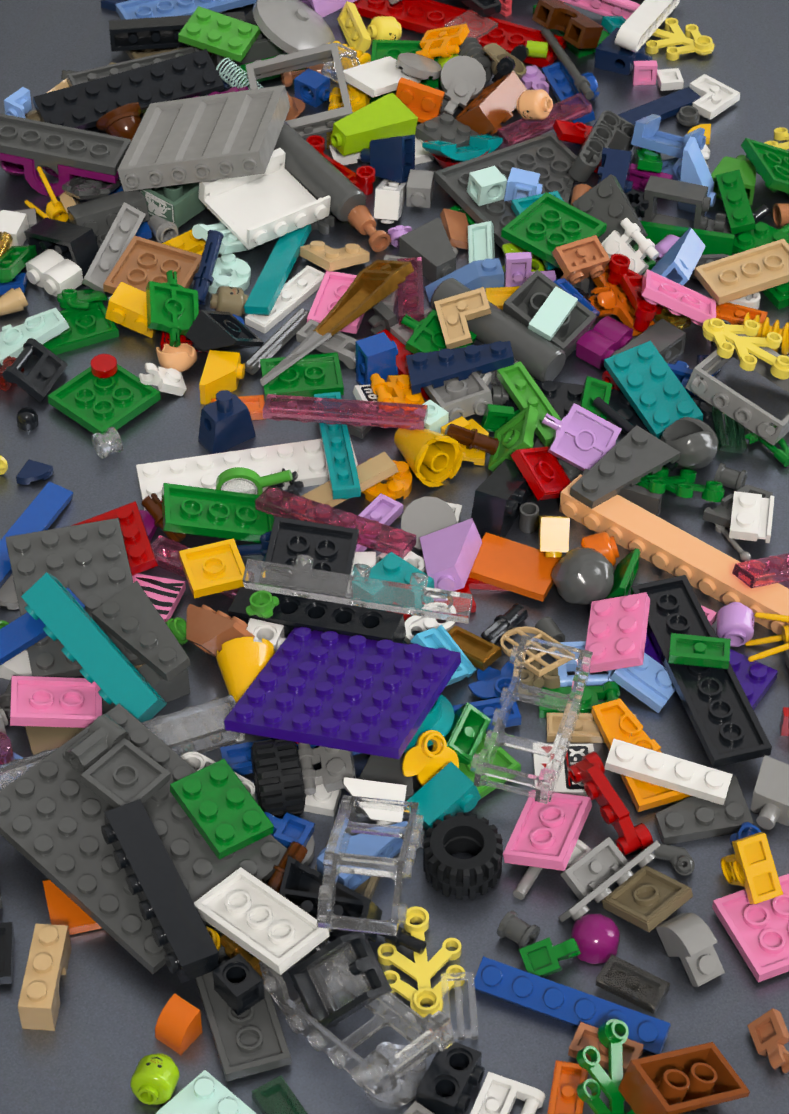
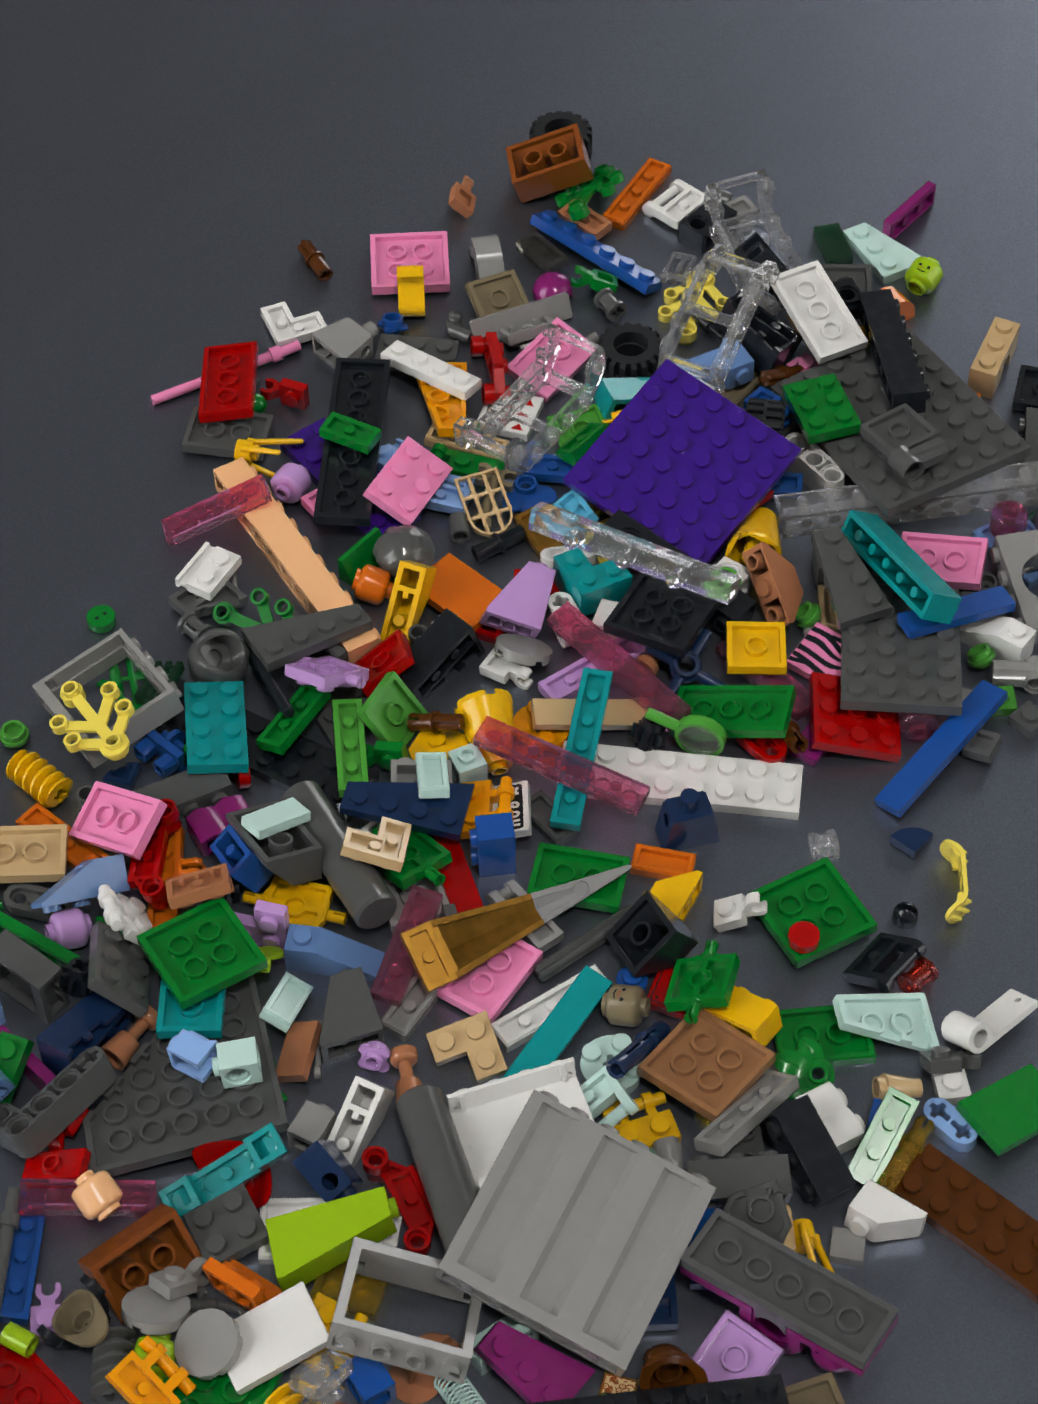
camera: 160 degrees left, 5 degrees up
(178, 357) = (718, 928): light nougat hair -> none
(447, 377) = (432, 775): none -> light aqua tile

